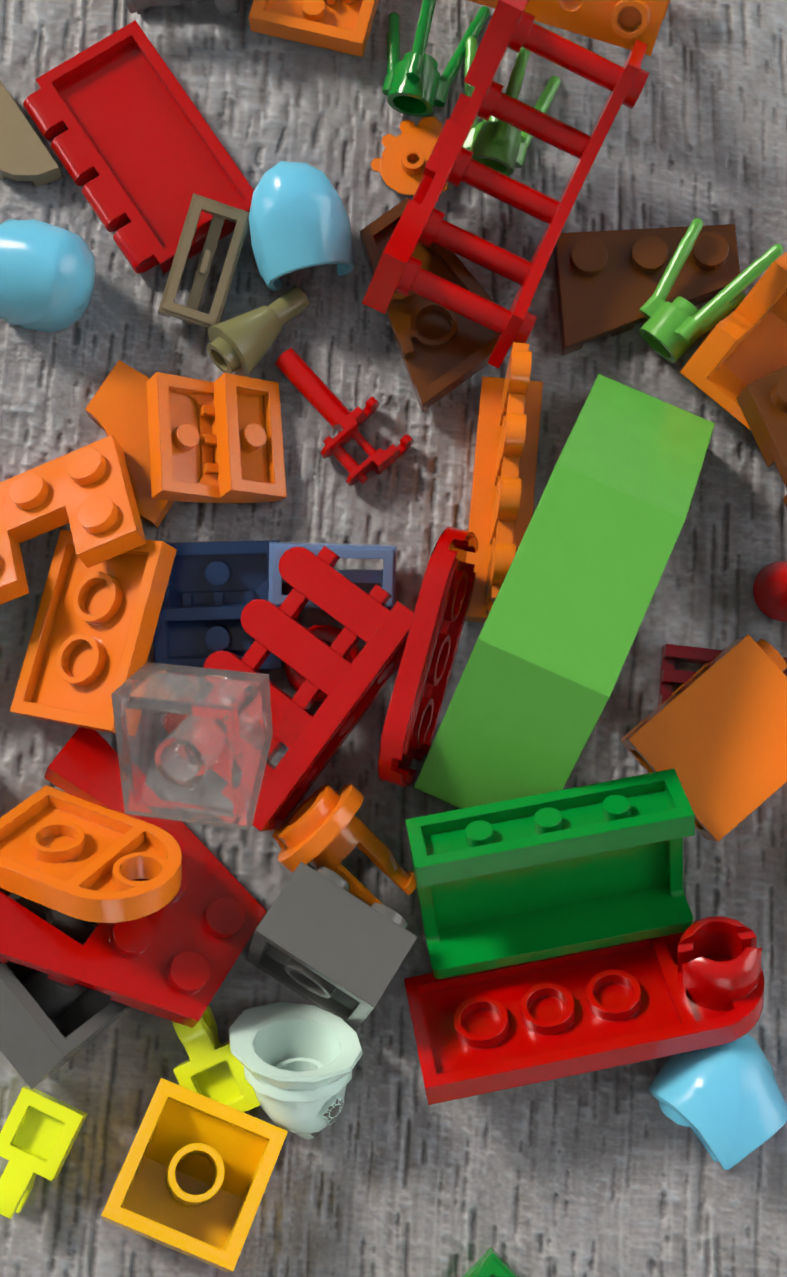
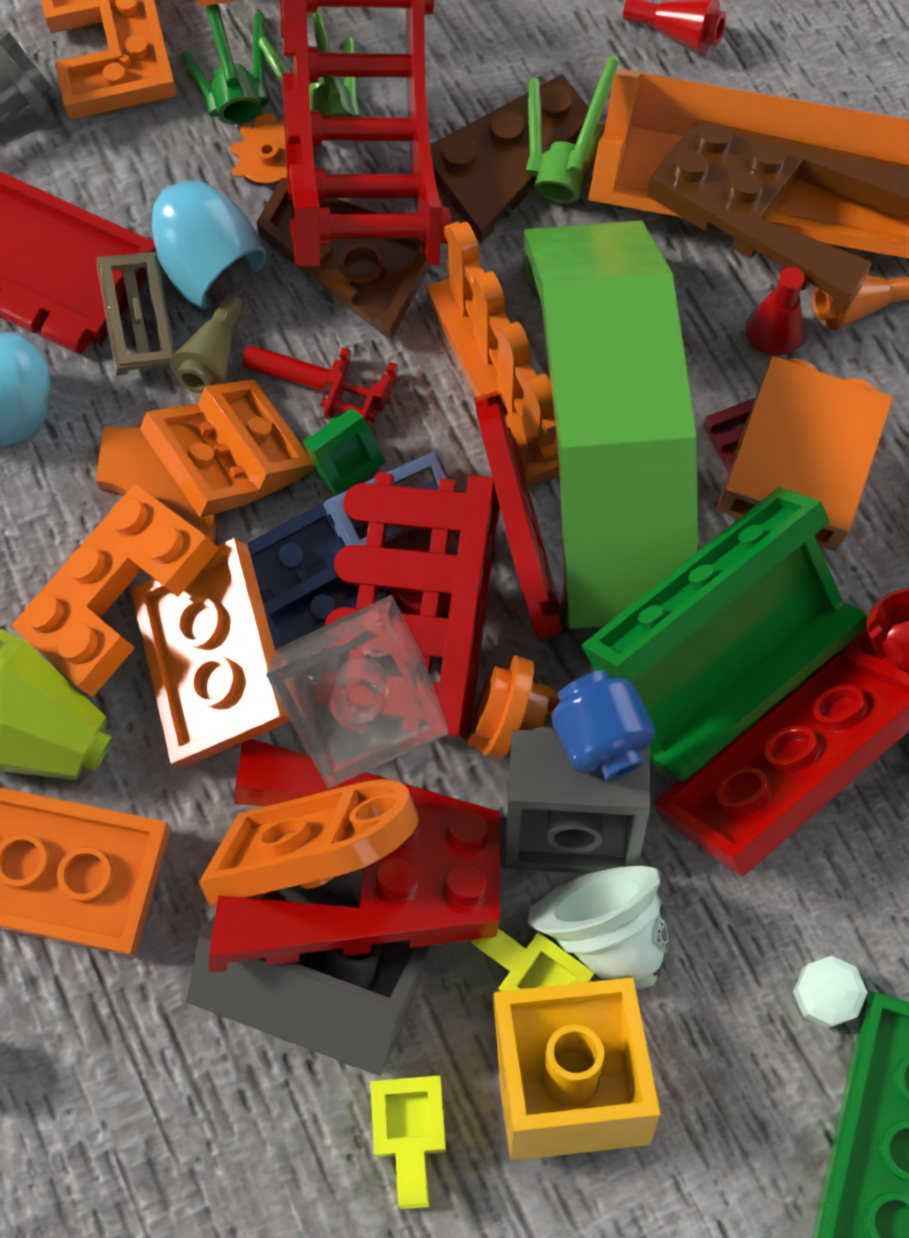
camera: 25 degrees left, 10 degrees down
(315, 501) = (344, 451): none -> green tile
(373, 913) = (603, 725): none -> blue head
(458, 1231) = (830, 992): none -> light aqua tile

